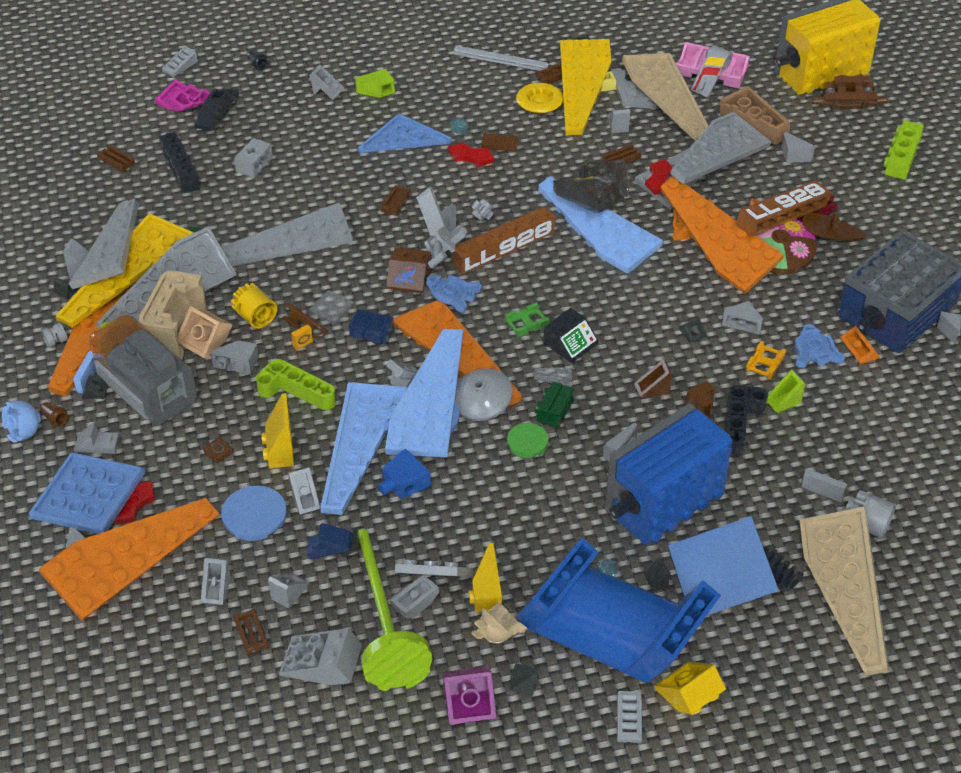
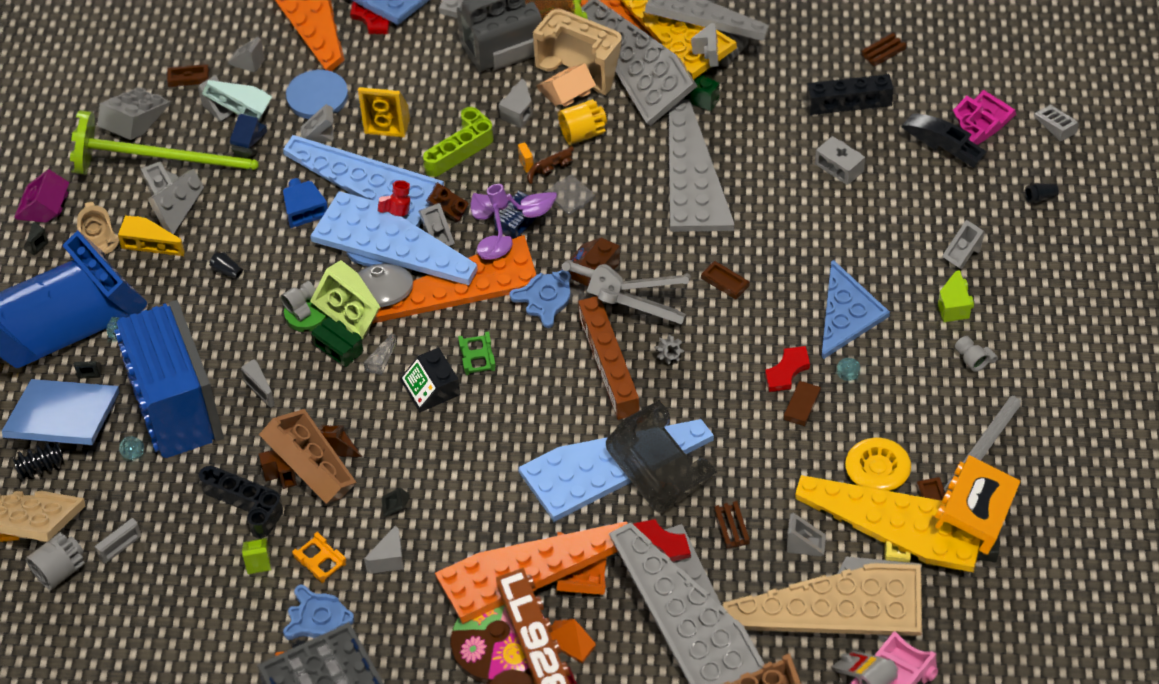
camera: 110 degrees right, 5 degrees up
(159, 219) = (706, 43): none -> light grey slope
(217, 450) = (406, 79): reddish brown tile -> none
(289, 555) = (238, 98): none -> light aqua slope
(370, 303) = (487, 204): none -> medium lavender plant
(375, 370) = (451, 204): none -> reddish brown hips
(391, 392) = (399, 202): none -> red piece
(424, 69) = (975, 355): none -> light grey piece
(499, 511) = (225, 265): none -> black cone
(515, 400) = (346, 298): none -> yellowish green slope
(525, 438) = (295, 300): none -> light grey piece
(561, 40) = (978, 500): none -> light orange panel
(689, 371) = (308, 454): none -> medium nougat wedge
(728, 511) = (131, 448): none -> clear light blue tile

